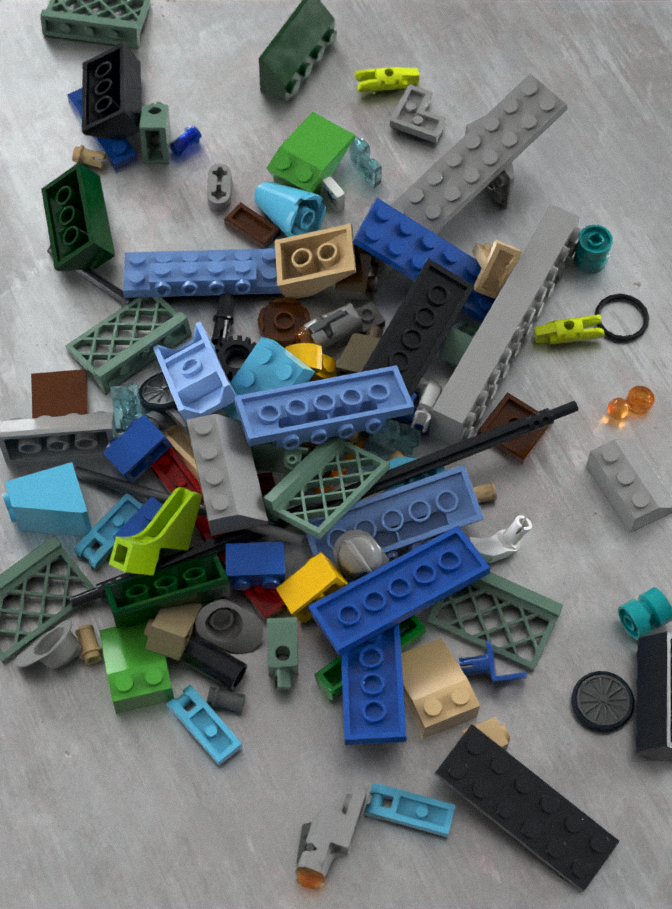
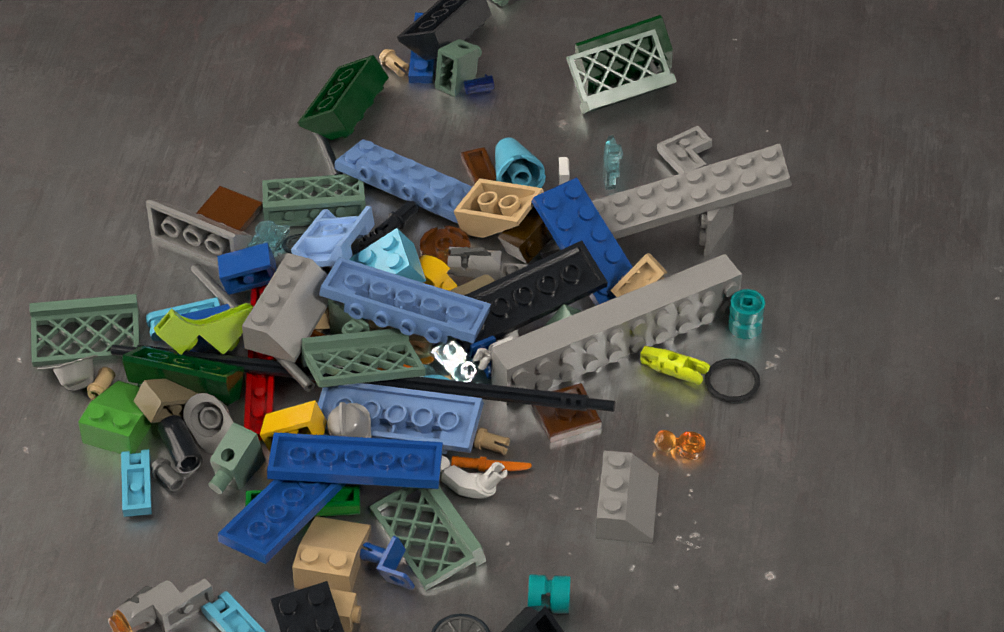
camera: 35 degrees right, 15 degrees down
(48, 502) = (153, 270): medium azure slope -> none
(224, 187) = (474, 127): light grey beam -> none
(255, 564) = (264, 388): blue brick -> none
(310, 154) = (565, 134): bright green slope -> none
(320, 82) = (626, 91): none -> fence
(386, 79) = (683, 114): neon yellow hinge -> none
(495, 516) = (484, 464): none -> orange piece

